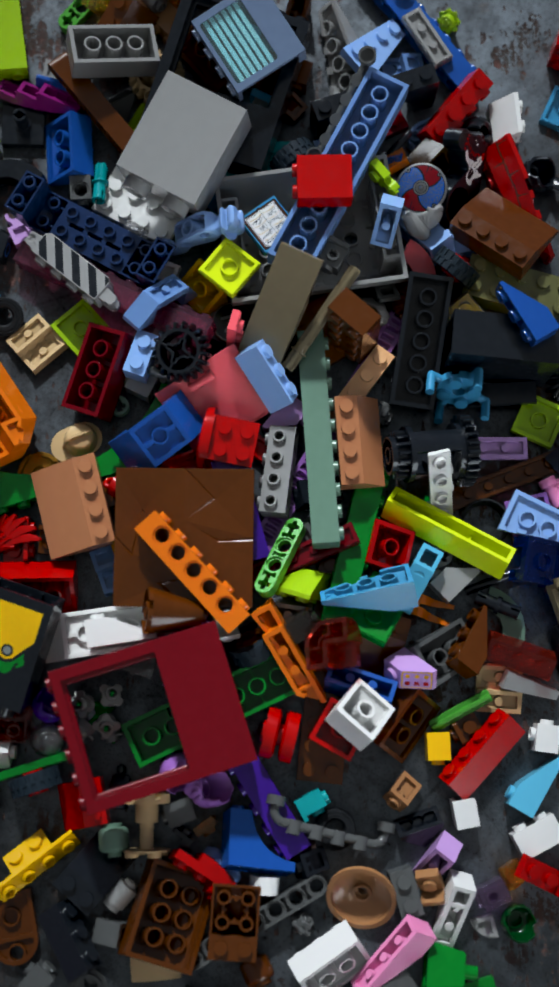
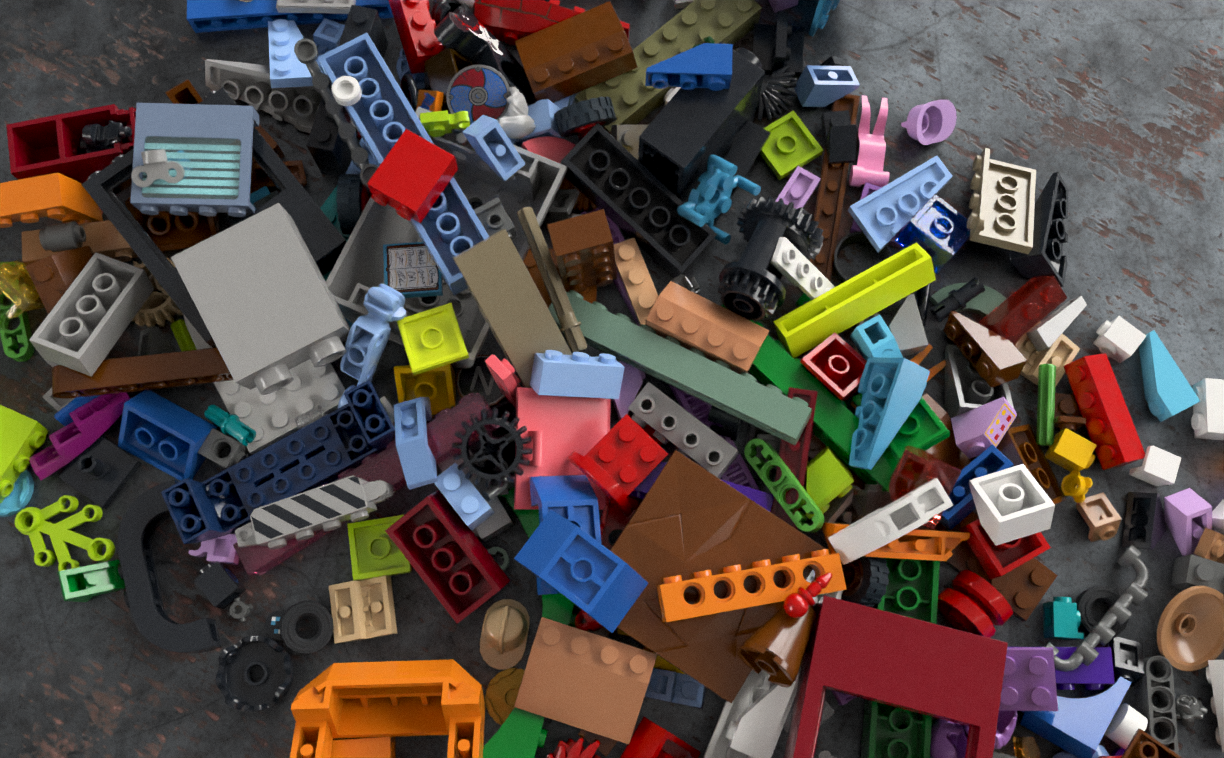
camera: 55 degrees left, 5 degrees down
(133, 456) = (582, 570): none -> blue slope
(197, 605) = (797, 604): none -> red bar
(222, 20) = (156, 168): none -> light grey piece
(249, 793) = (1029, 680): none -> medium lavender plate
(291, 636) = (890, 521): none -> white slope
(357, 100) = (346, 90): none -> white tile
(413, 763) = (1070, 483): none -> yellow plate

